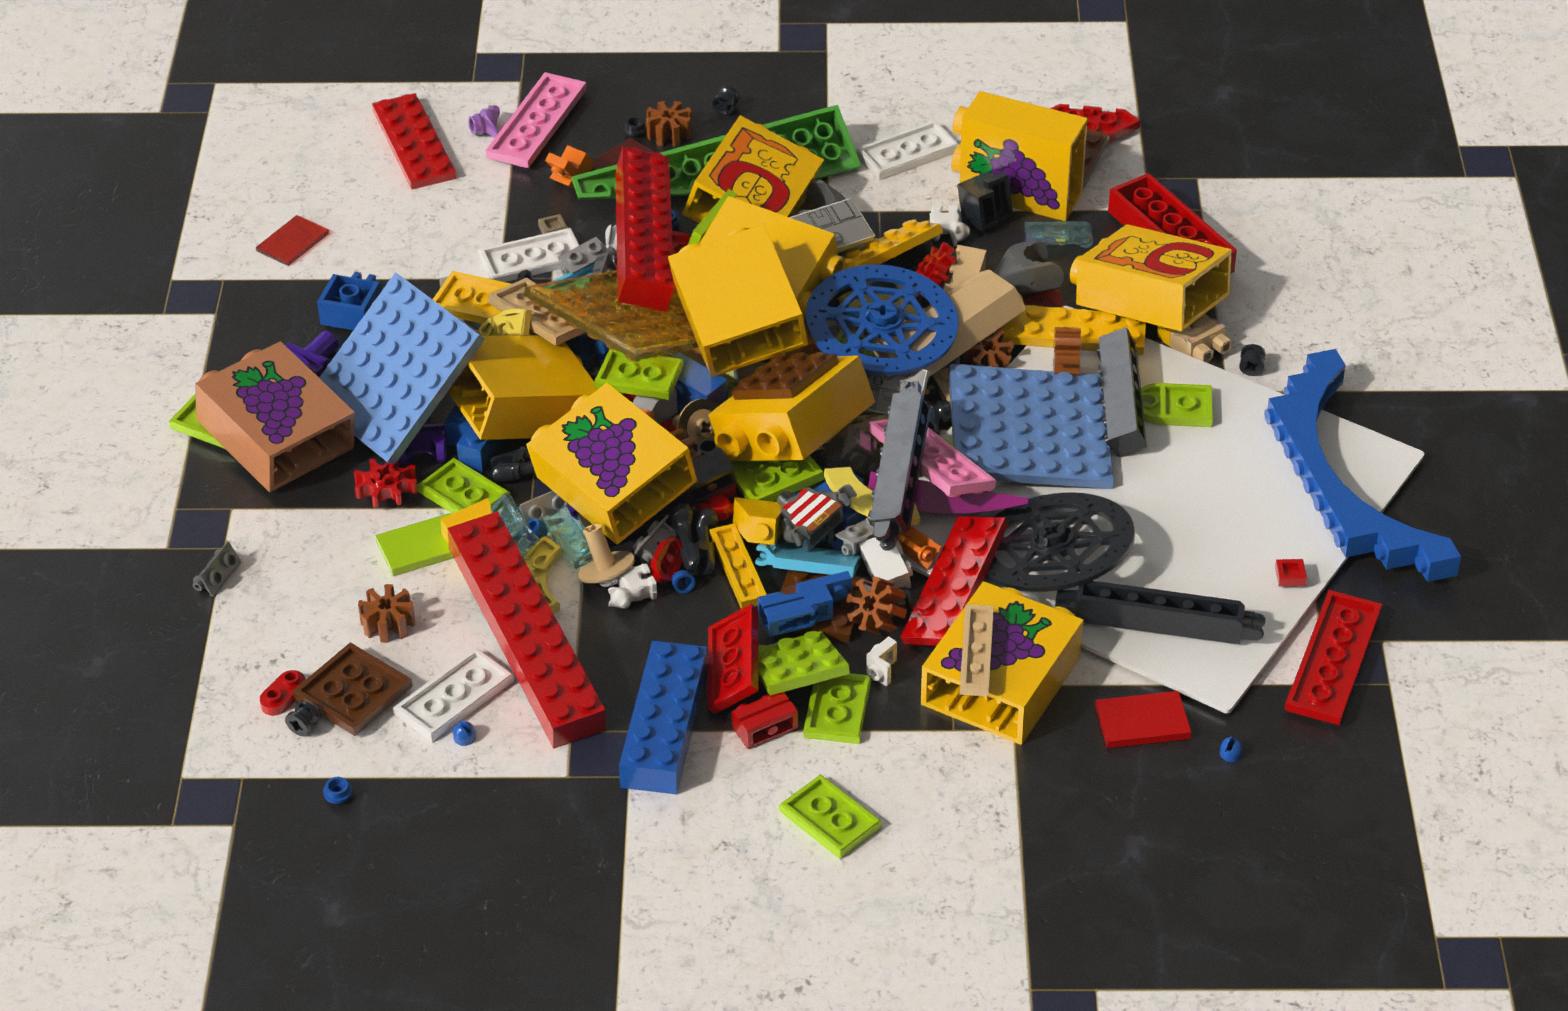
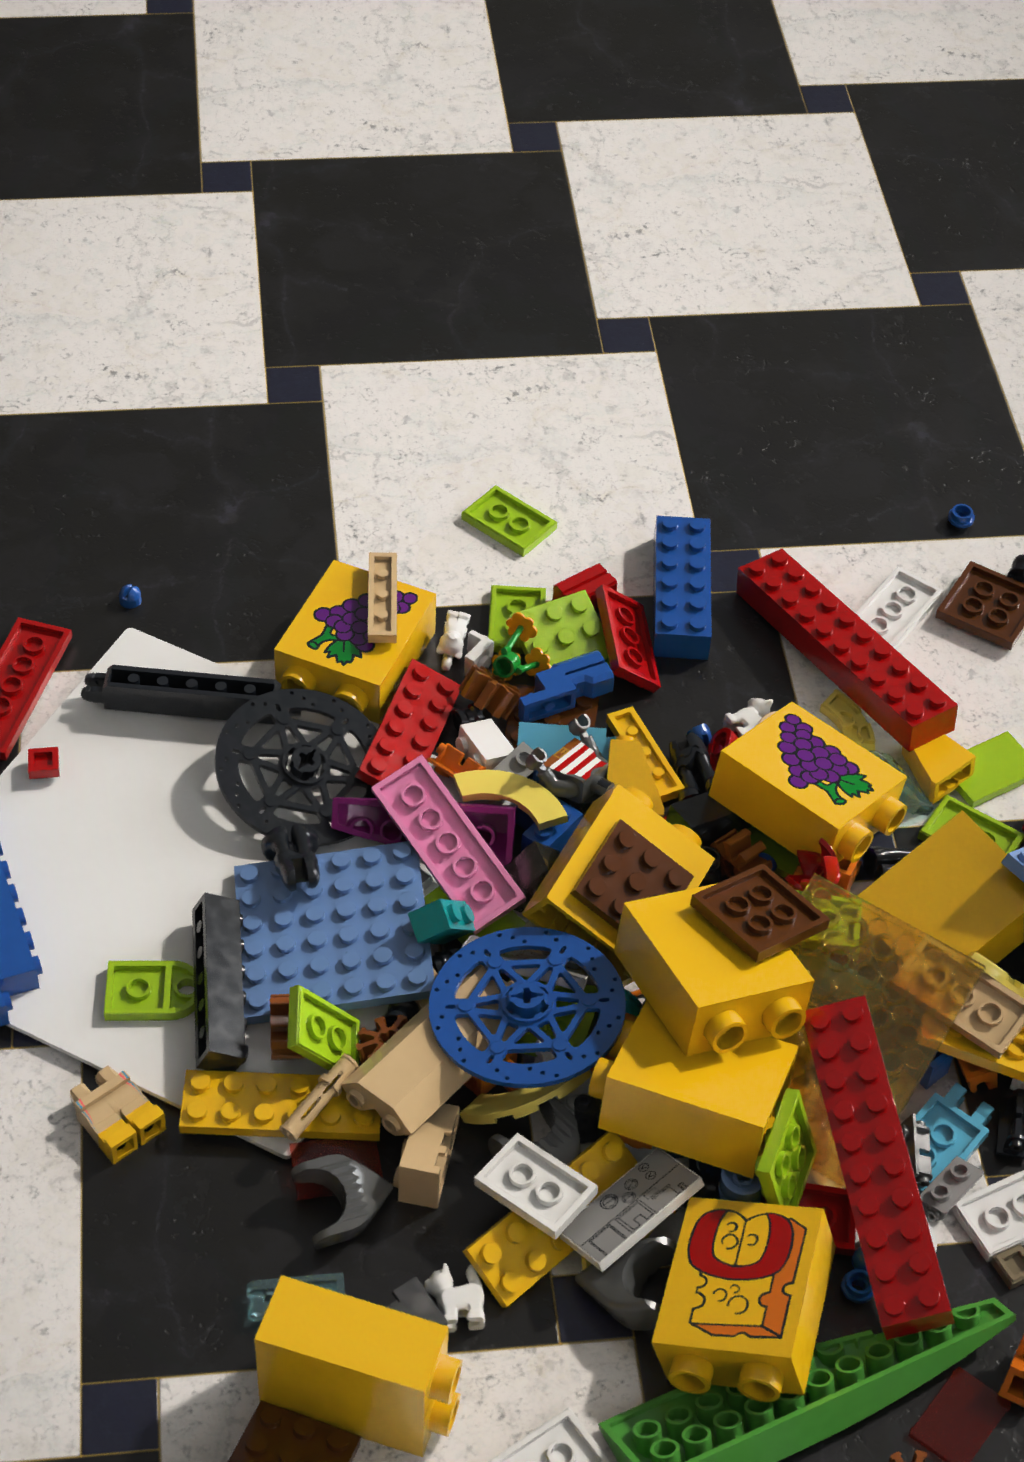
camera: 170 degrees right, 5 degrees up
(386, 613) = (991, 678): dark orange gear -> none
(460, 733) = (867, 575): blue hinge -> none
(629, 387) = (823, 864): none -> red piece
(696, 299) = (759, 912): none -> reddish brown plate
(857, 612) = (507, 662): none -> plant
(888, 240) = (536, 1185): none -> white plate
(899, 465) = (481, 796): hinge -> none
(905, 668) = (452, 640): none -> white animal
(937, 265) = (465, 1159): red gear -> none
(944, 398) = (442, 921): none -> teal brick
(1036, 311) = (294, 1125): none -> tan pin
(1039, 333) = (320, 1029): none -> lime tile
(1065, 450) = (294, 865): none -> black piece
(1143, 719) = (215, 620): red tile -> none
(1151, 206) = (133, 1292): red brick -> none
(1152, 277) = (170, 1146): yellow brick -> none
(1252, 360) = (44, 1073): black wheel -> none

